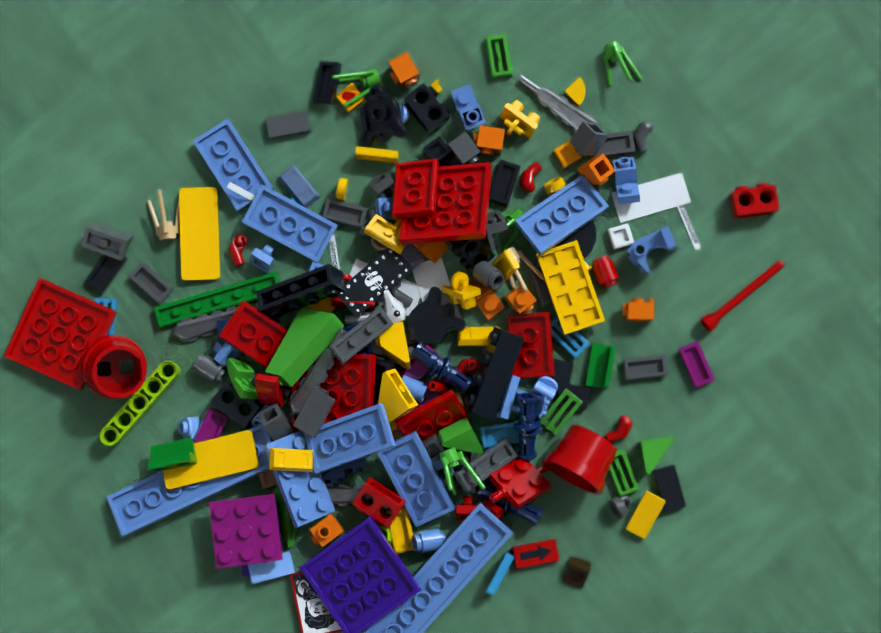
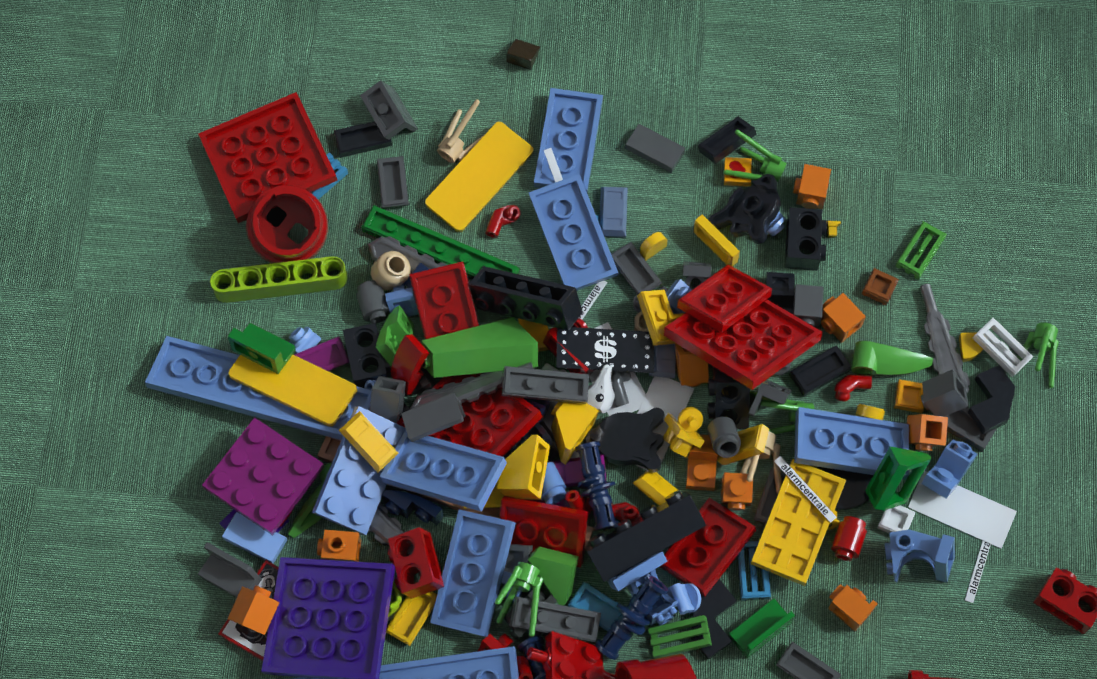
camera: 40 degrees right, 15 degrees down
(153, 131) = (522, 54): none -> dark brown slope
(203, 341) = (390, 270): none -> tan head
(262, 259) = (517, 245): medium blue tile -> none
(277, 602) = (227, 572): none -> dark grey panel
(313, 611) = (254, 609): none -> orange brick
(428, 540) = (428, 643): medium blue brick -> none
(467, 107) = (846, 268): medium blue slope -> none
(494, 100) = (880, 286): none -> dark orange tile
(517, 121) = (886, 323): yellow hips -> none
(536, 145) = (877, 358): none -> bright green piece
(556, 265) = (805, 489): none -> white sticker
(596, 87) = (999, 350): none -> white tile
(604, 215) = (889, 475): none -> green tile
(616, 108) = (996, 409): none -> black tile
(641, 134) = (1003, 438): dark grey arm -> none

